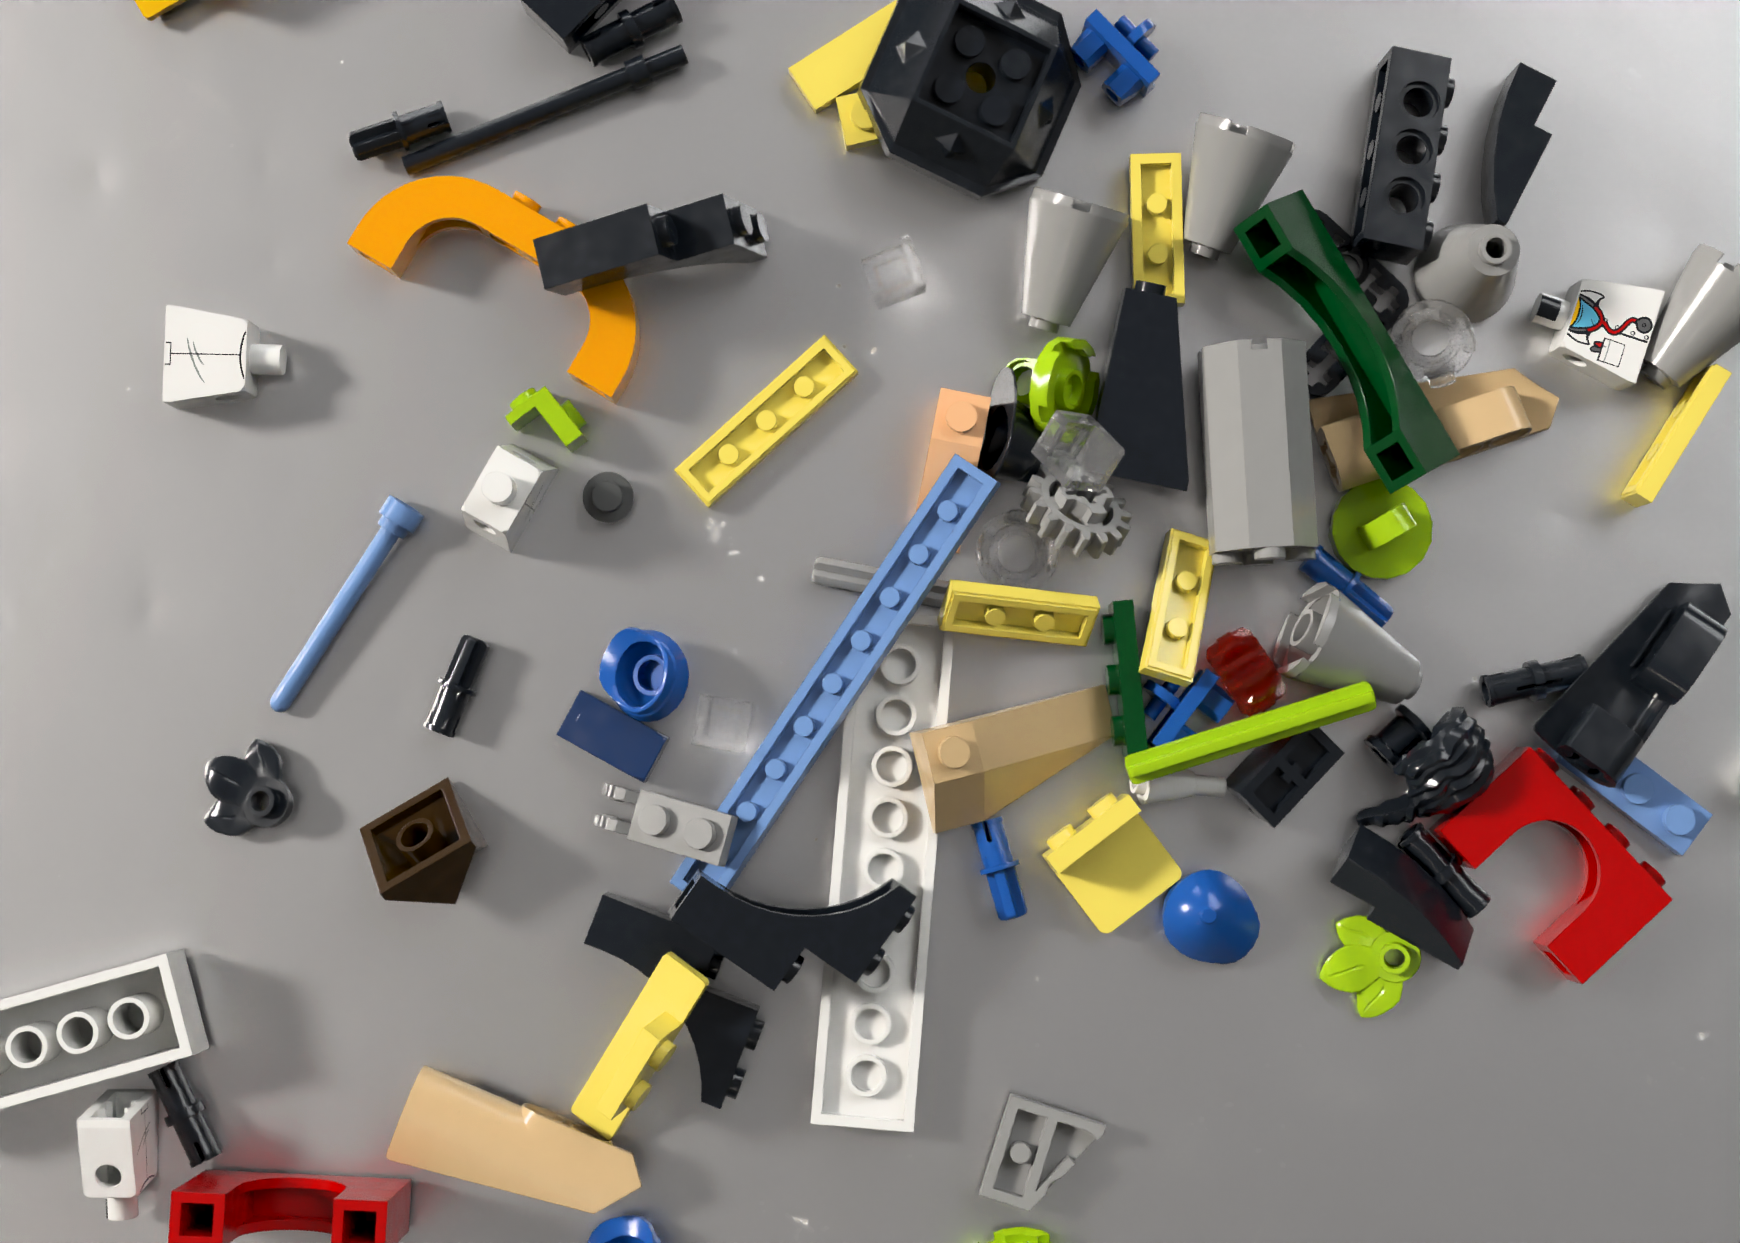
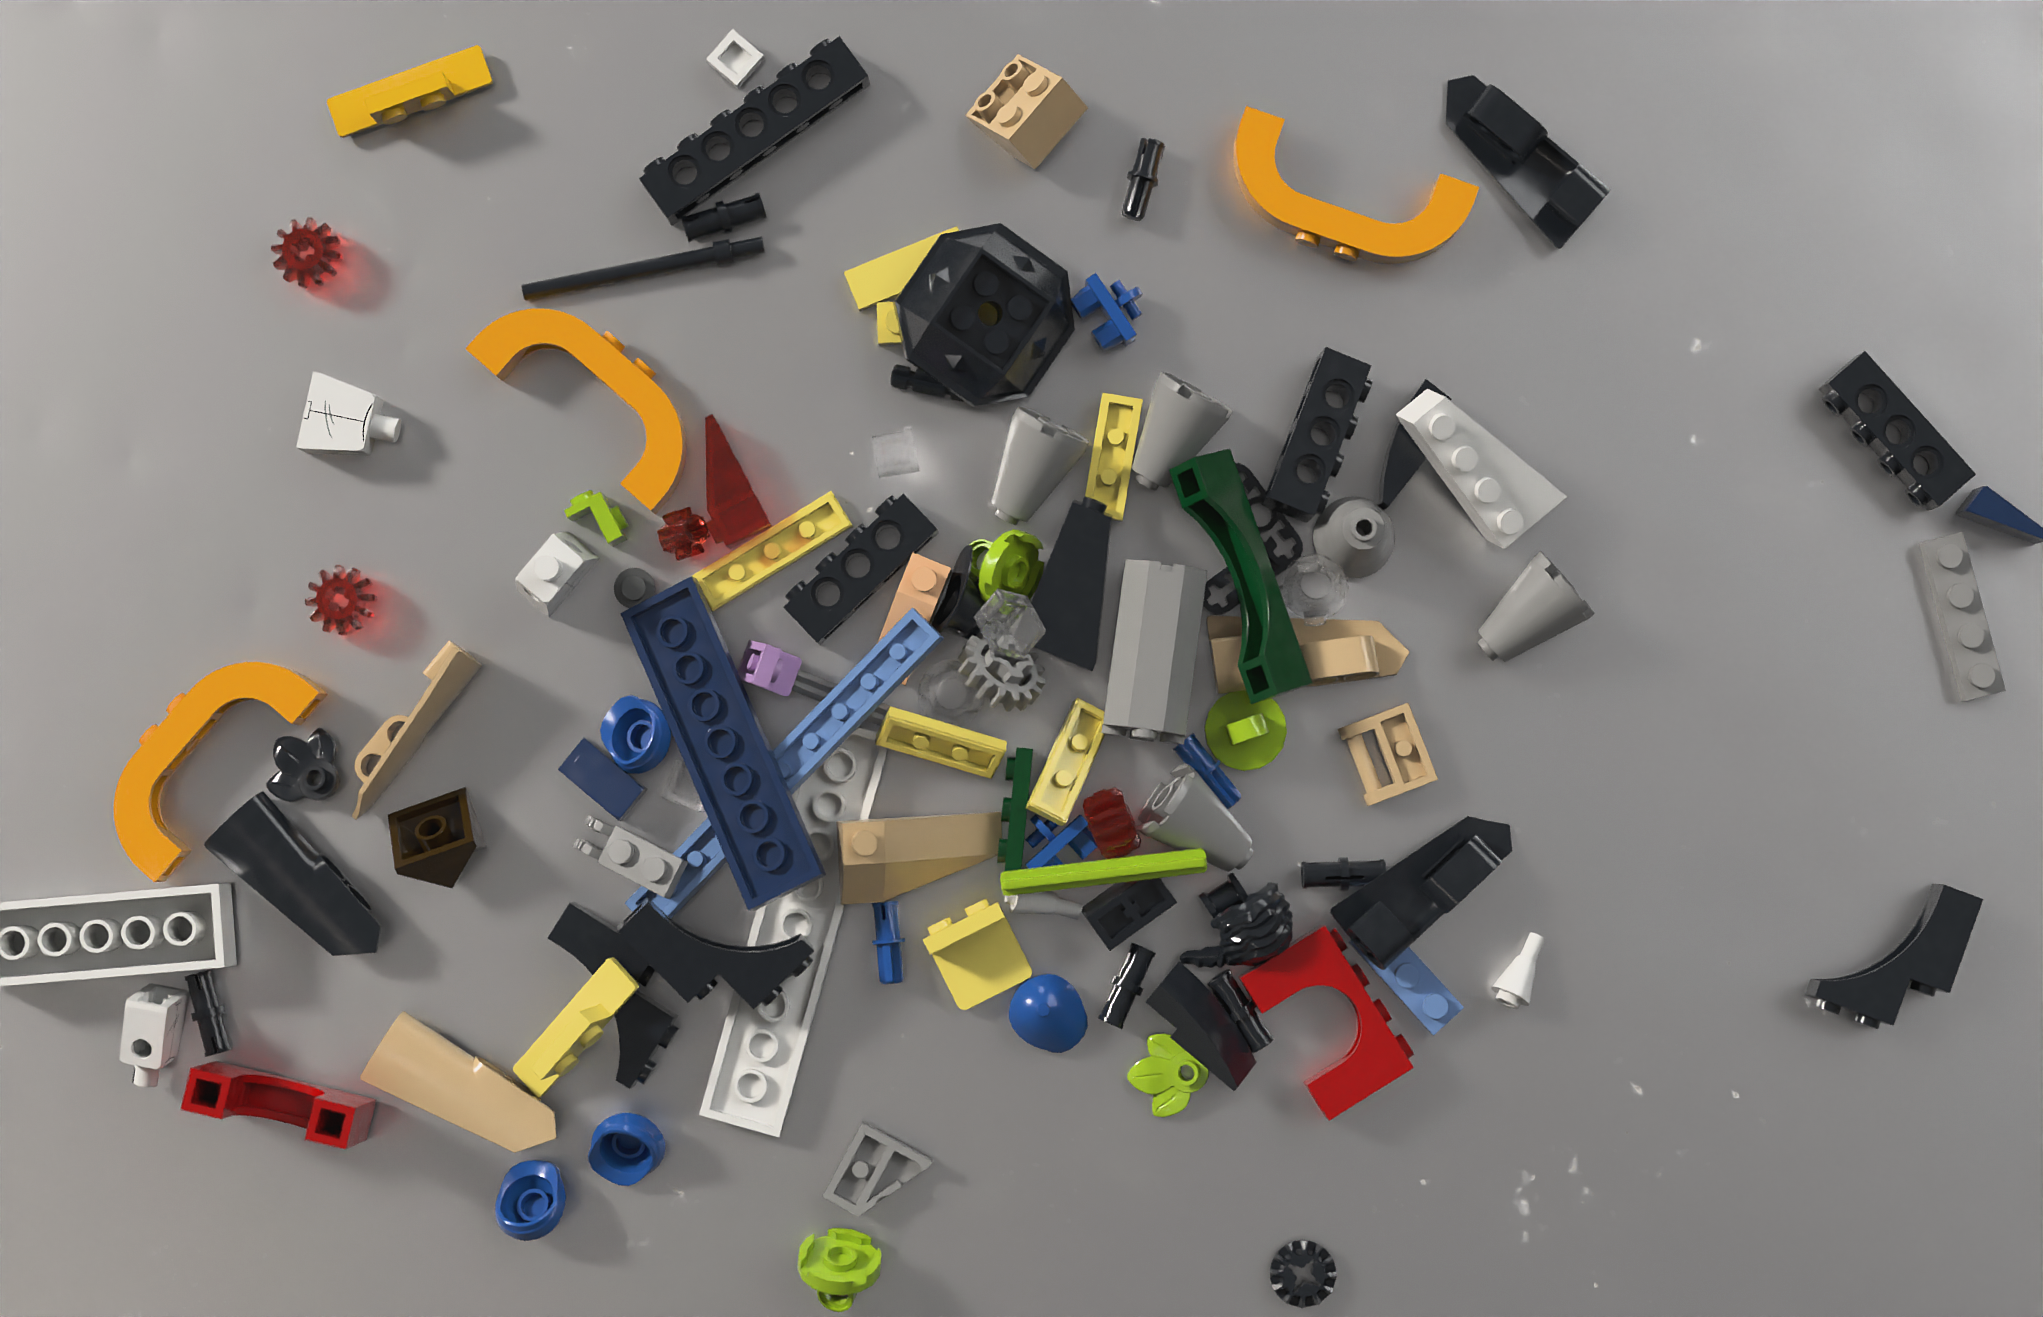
camera: 15 degrees right, 0 degrees up
(71, 798) = (166, 746): none -> light orange arch
(119, 154) = (314, 264): none -> clear red gear
(259, 560) = (353, 592): none -> clear red gear
(260, 928) = (294, 878): none -> black panel
(395, 523) = (462, 576): medium blue piece -> none
(399, 131) = (524, 265): black axle -> none
(403, 643) = (449, 675): none -> tan panel
(457, 686) = (486, 716): black axle -> none
(649, 242) = (705, 395): black arch -> none
(655, 419) = (683, 533): none -> clear red gear
(705, 365) = (729, 495): none -> clear red slope
(729, 1181) = (626, 1148): none -> blue hat
(755, 666) = (723, 744): none -> dark blue plate
(790, 562) = (769, 668): none -> lavender slope
(908, 184) = (919, 382): none -> black axle
(913, 348) = (893, 513): none -> black brick
(1299, 866) = (1126, 985): none -> black pin
(1573, 1152) = (1299, 1254): none -> black gear
(1574, 517) = (1401, 749): none -> tan plate
(1601, 328) = (1451, 602): white torso -> none
(1608, 157) = (1483, 474): none -> white wedge
(1675, 436) = (1493, 699): light yellow tile -> none

